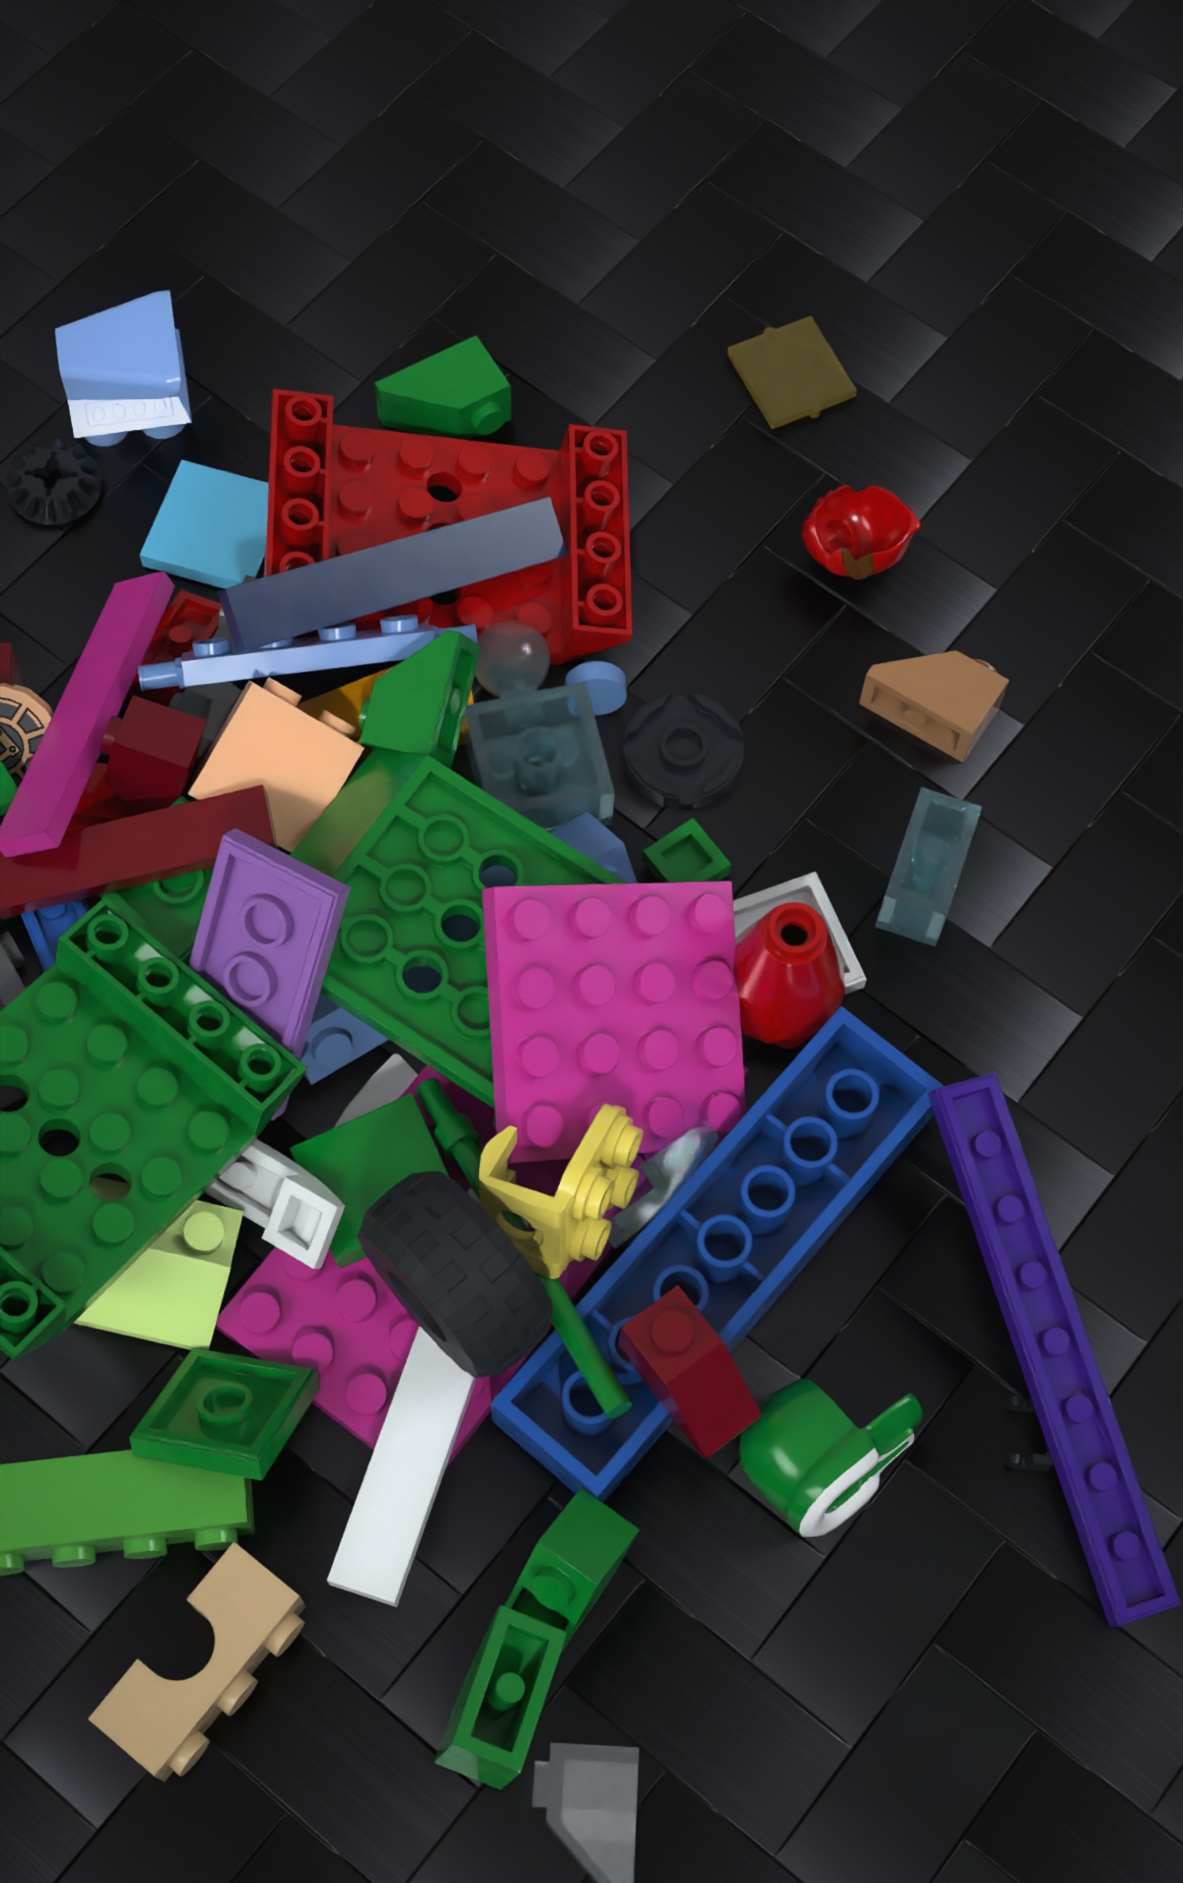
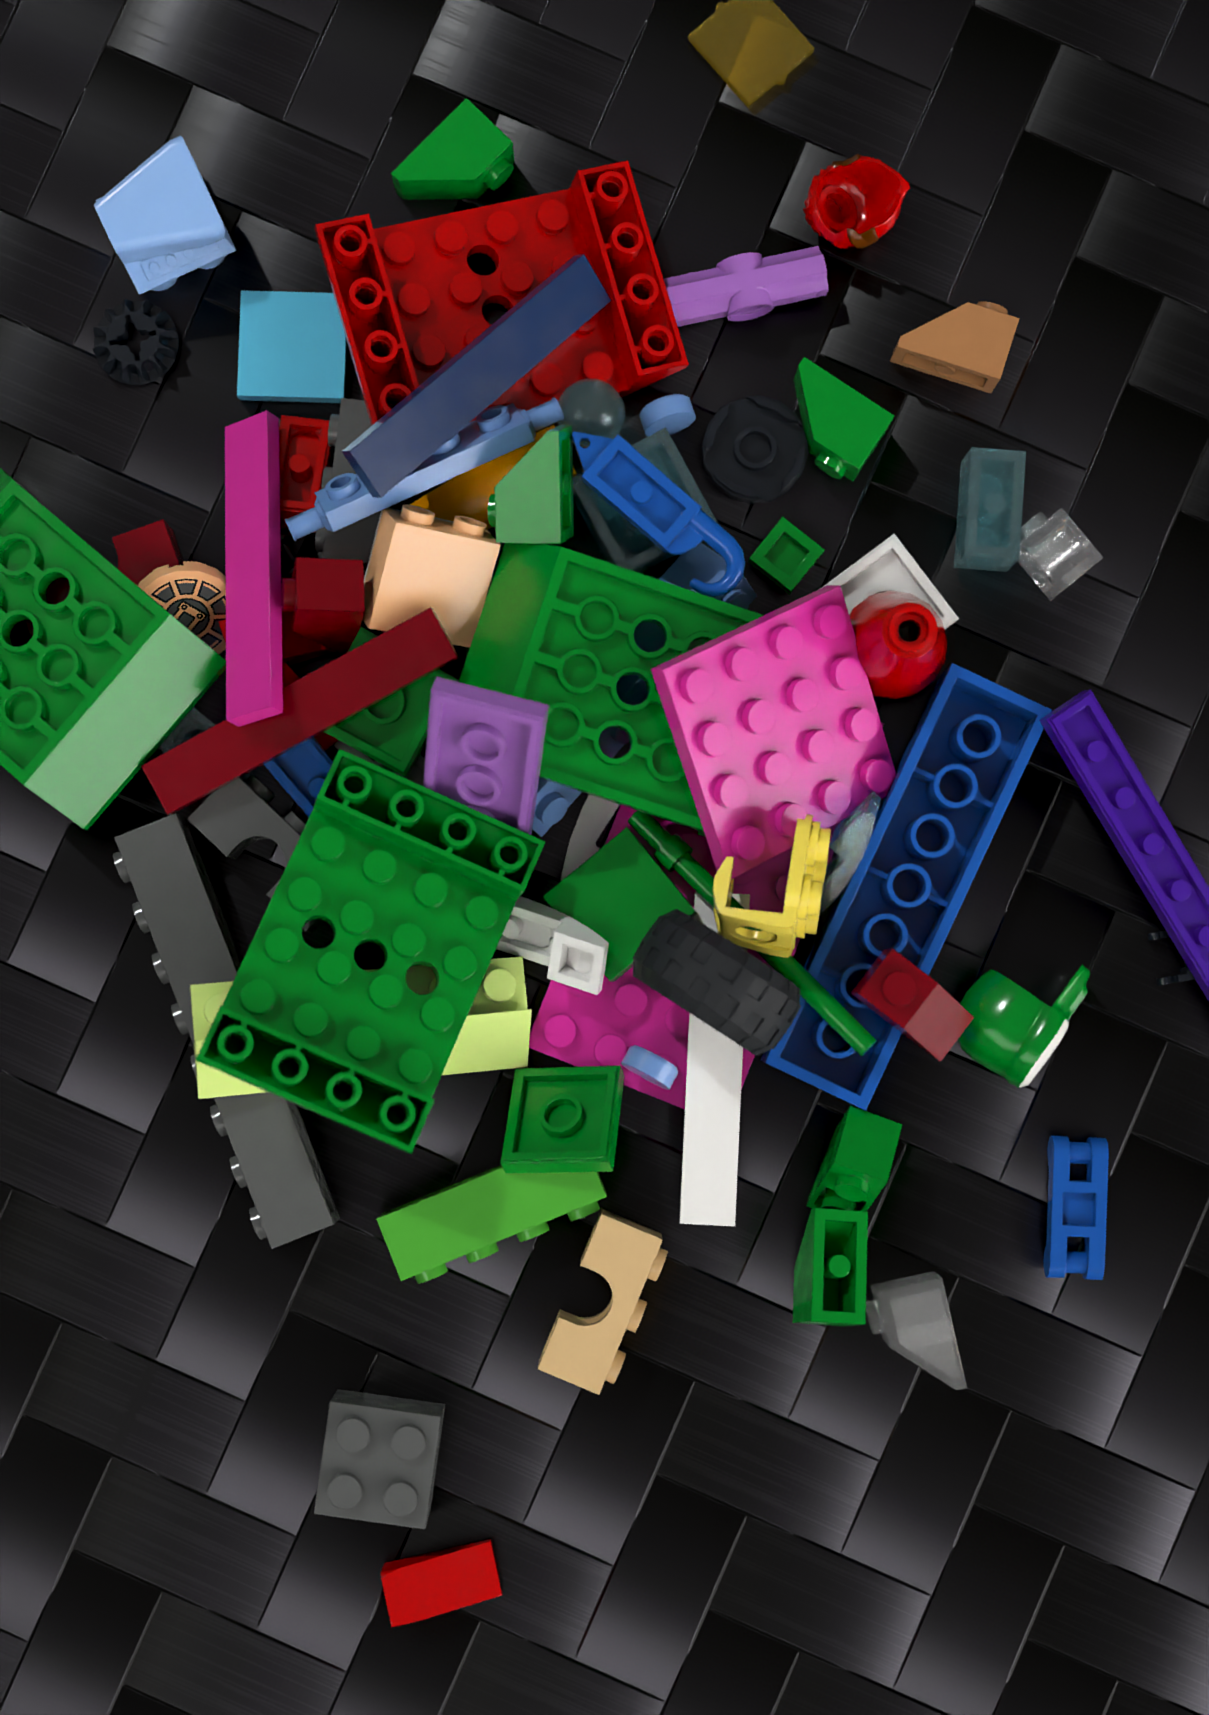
camera: 15 degrees left, 20 degrees up
(351, 1376) = (650, 1066): none -> medium blue tile
(549, 750) = (656, 506): none -> blue plate
(719, 585) = (747, 286): none -> medium lavender piece
(785, 741) = (837, 421): none -> green slope
(838, 1718) = (1076, 1207): none -> blue plate
(994, 936) = (1055, 552): none -> clear brick

